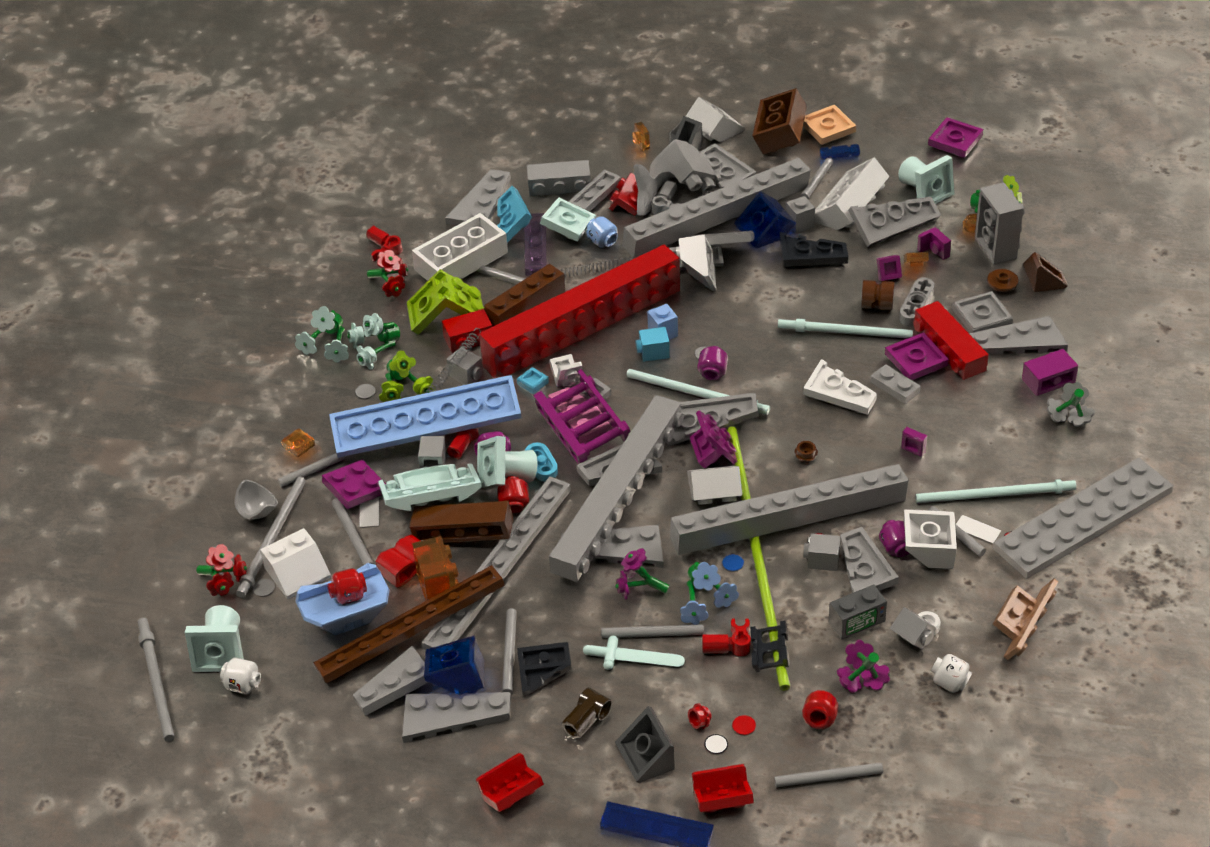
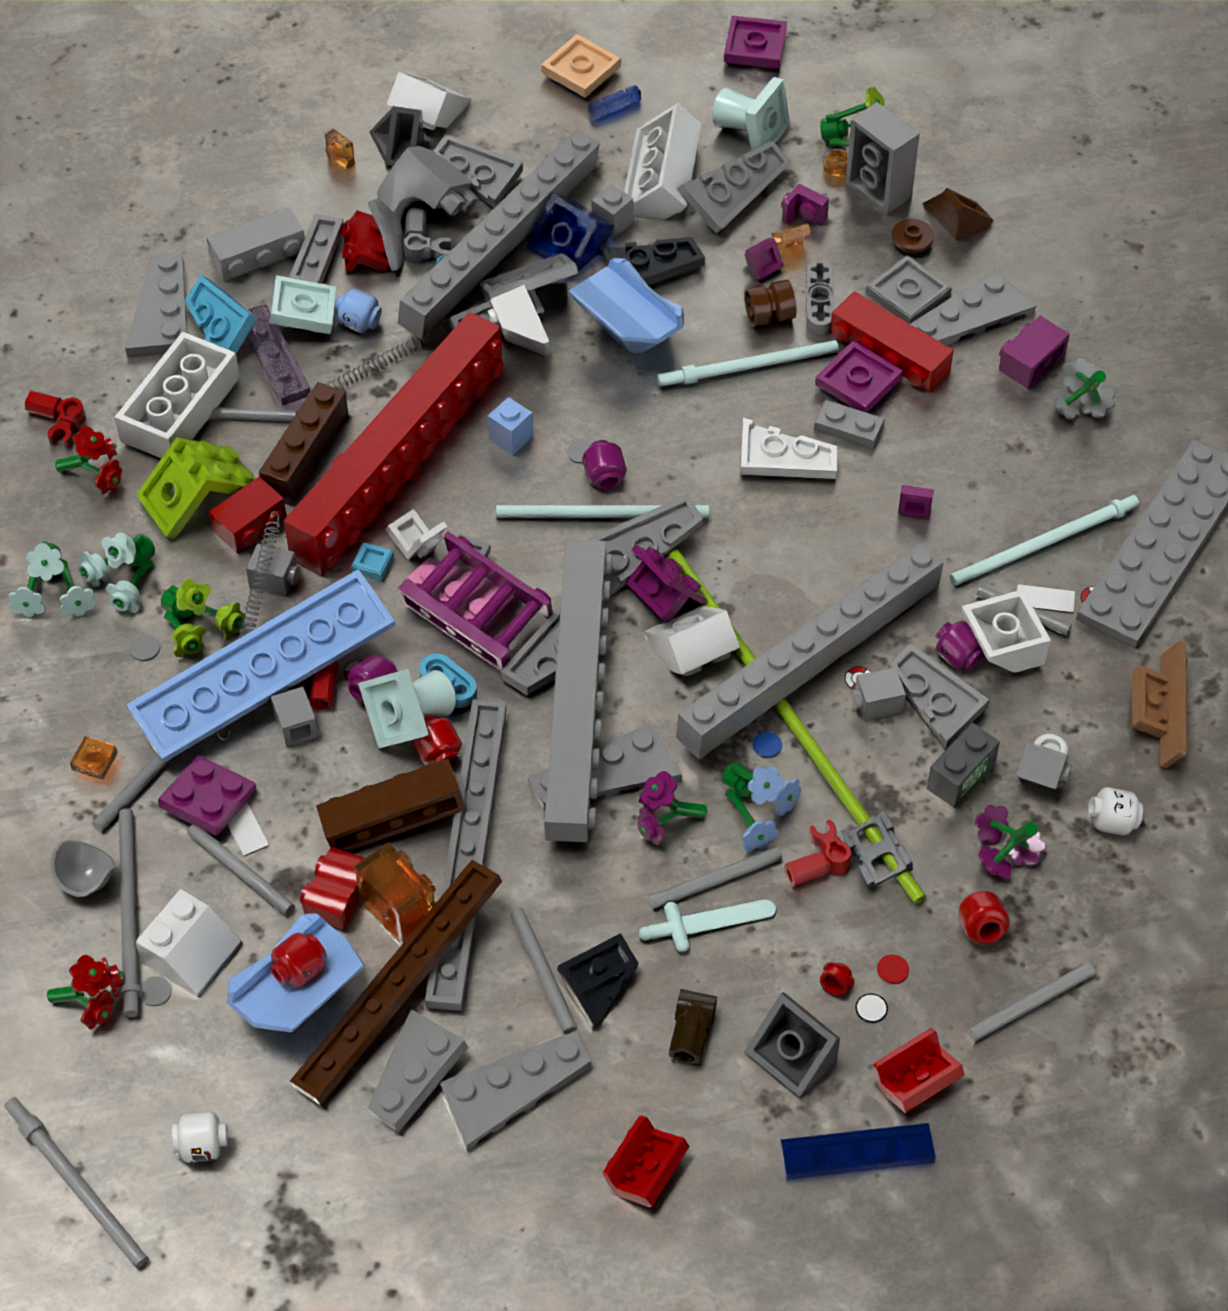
camera: 25 degrees left, 10 degrees up
(216, 641) = (144, 1102): light aqua plant -> none
(429, 485) = (320, 766): light aqua slope -> none
(456, 666) = (492, 1021): clear blue slope -> none
(653, 344) = (512, 460): medium azure brick -> none
(775, 271) = (628, 307): none -> light blue helmet
(779, 121) = (521, 79): reddish brown brick -> none
(806, 451) = (785, 550): reddish brown plate -> none
(817, 178) = (604, 150): light grey bar -> none

